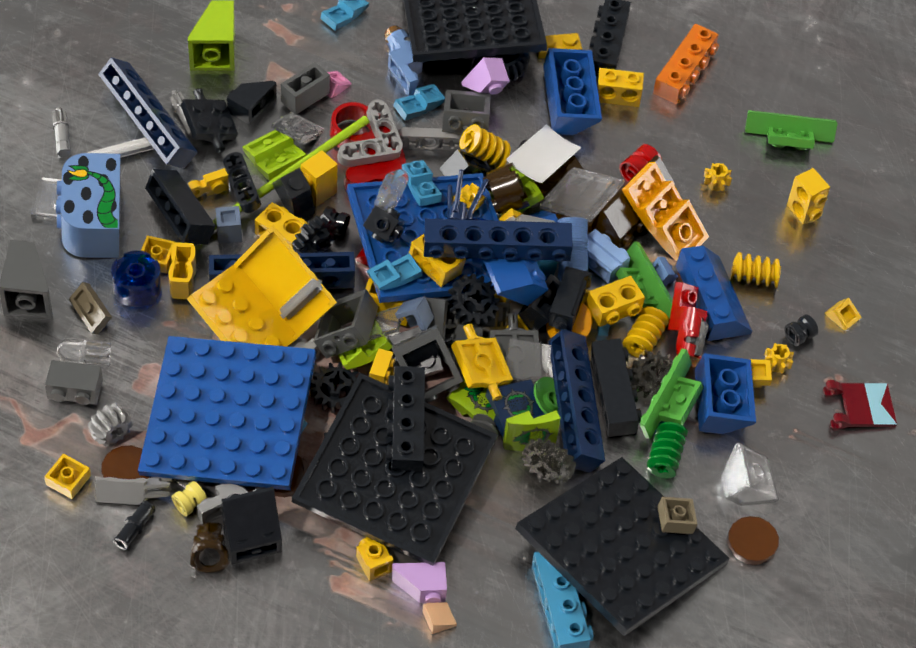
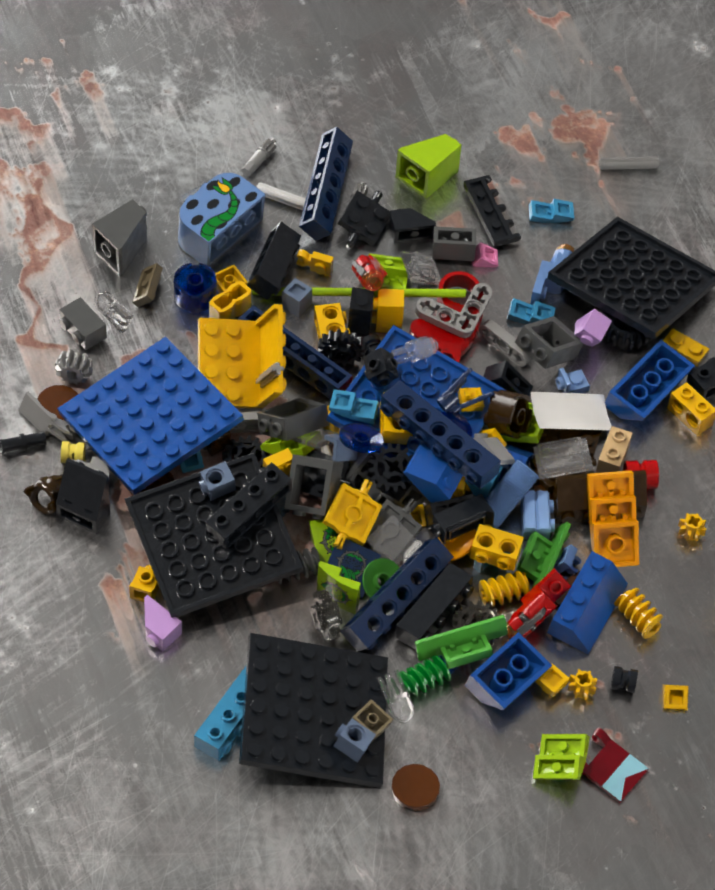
camera: 45 degrees right, 0 degrees up
(67, 476) = (16, 379): yellow piece -> none
(241, 182) = (334, 276): black beam -> none
(278, 157) = (369, 272): none -> plate
(299, 44) = (489, 212): none -> black hinge
(360, 409) = (218, 472): none -> sand blue brick
(421, 183) = (447, 362): dark azure slope -> none
(432, 292) = (361, 437): none -> clear blue dish
(438, 616) = (145, 655): light nougat slope -> none
(485, 145) = (534, 373): yellow piece -> none
(511, 132) = (572, 382): none -> light blue bracket
(603, 159) = (614, 450): none -> tan brick
(671, 483) = (400, 704): none -> clear arm
(685, 539) = (352, 748): none -> sand blue brick
(748, 478) = (460, 743): clear slope -> none
(828, 425) = (561, 757): none -> lime slope

